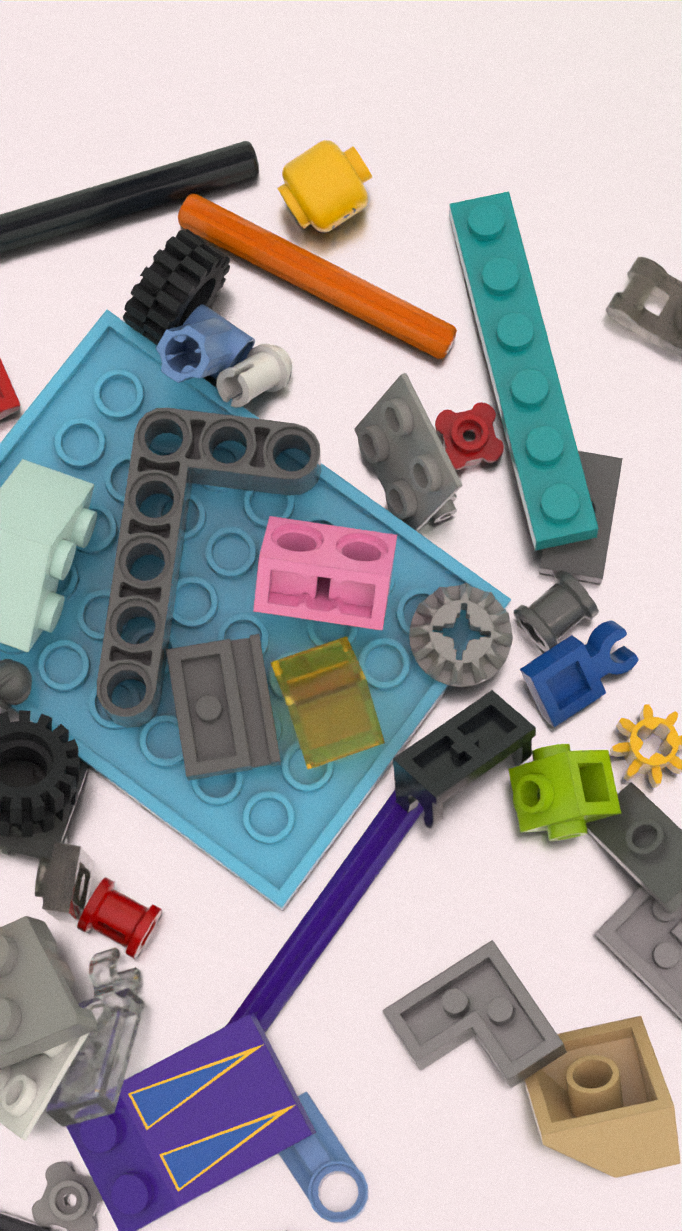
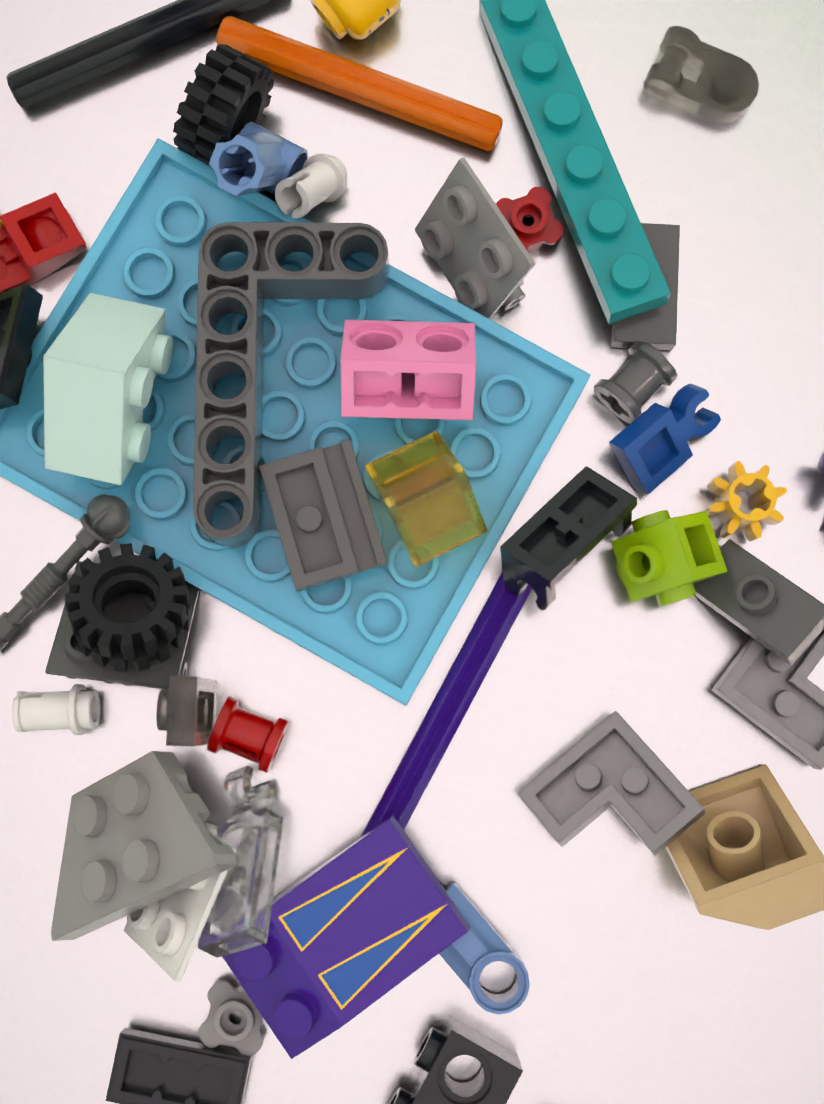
camera: 10 degrees left, 5 degrees up
(437, 652) = (527, 436): light grey gear -> none

